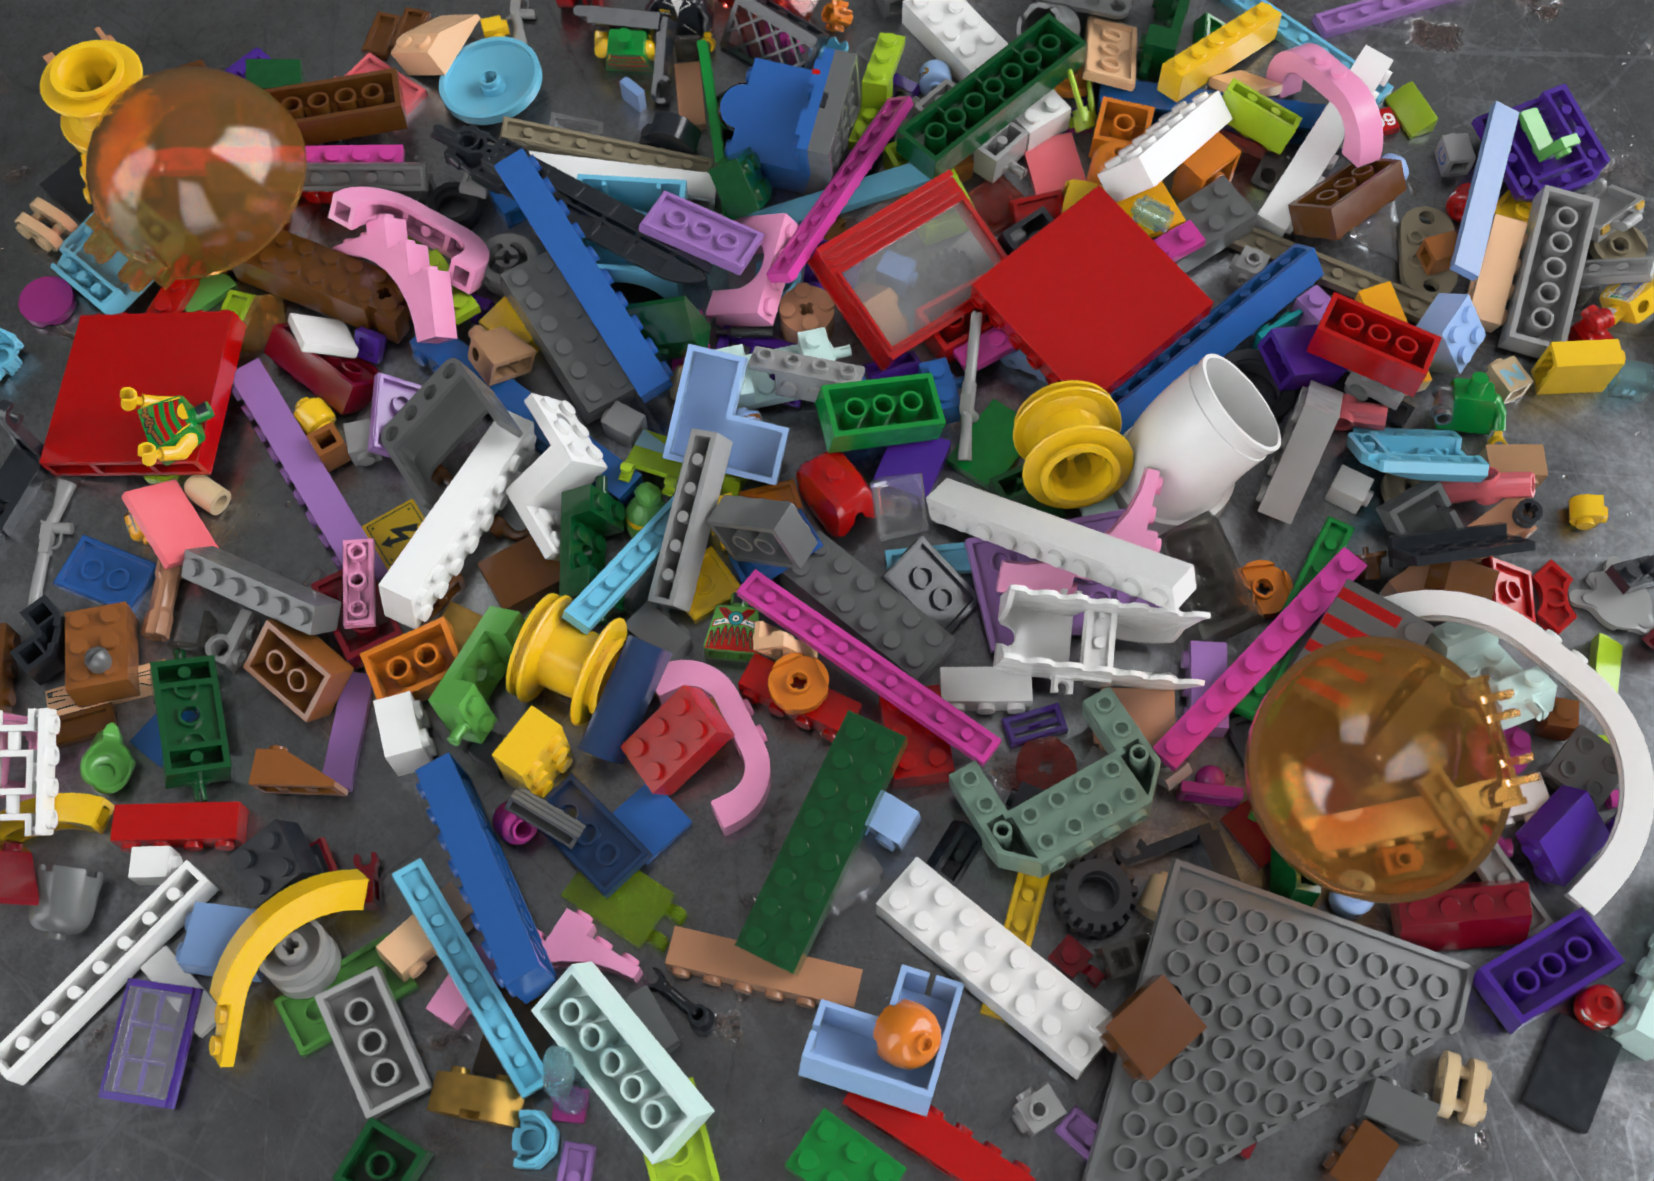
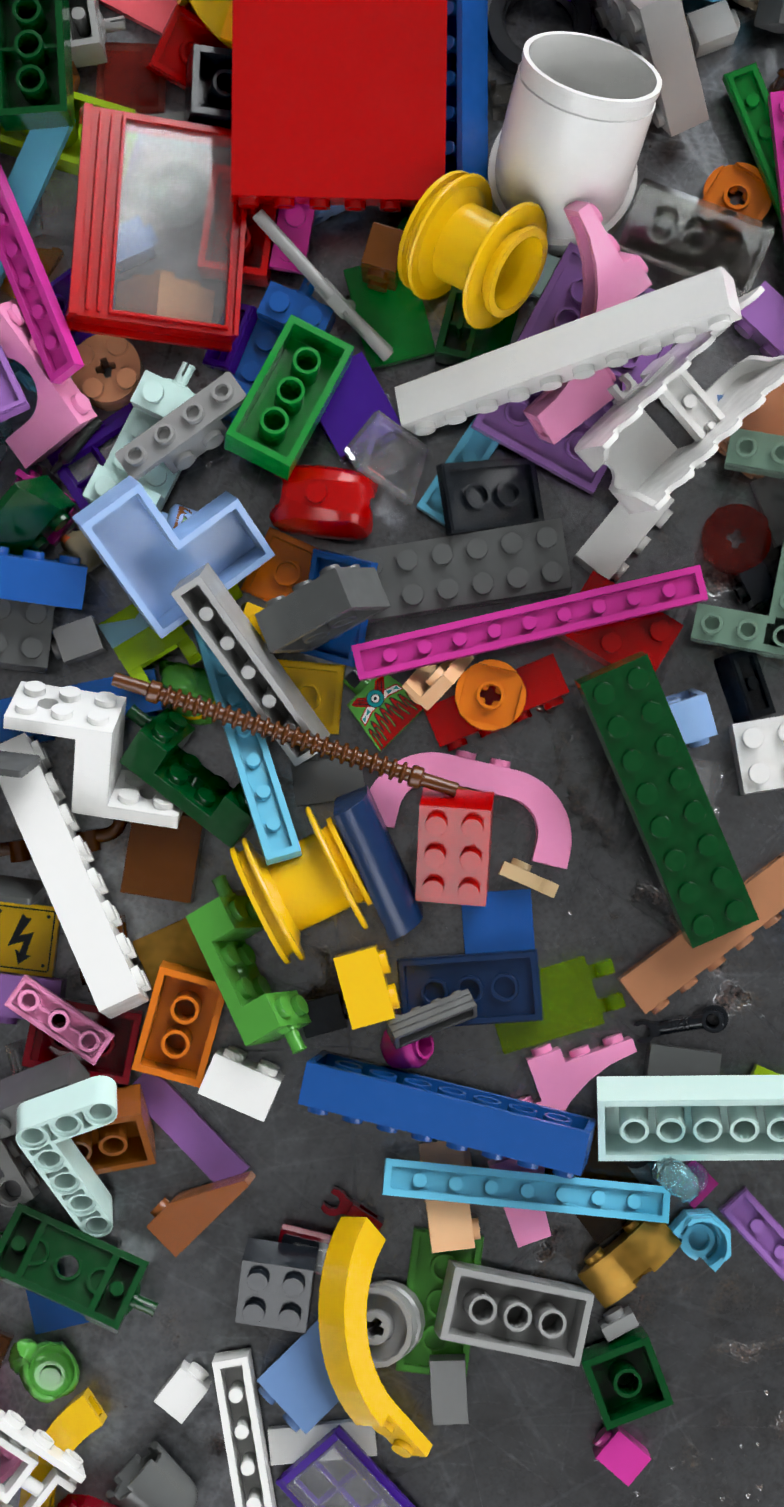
camera: 45 degrees left, 20 degrees up
(180, 825) = (161, 1343): red brick -> none
(265, 623) = (45, 1137): none -> light aqua beam
(284, 1047) = (449, 1389): none -> tile
(423, 1129) = (617, 1322): none -> light grey plate
(697, 804) = (520, 873): none -> tan plate
(701, 671) = (156, 692): none -> reddish brown hose
(1010, 400) = (380, 258): none -> reddish brown brick
(1035, 713) = (677, 541): dark purple tile -> none

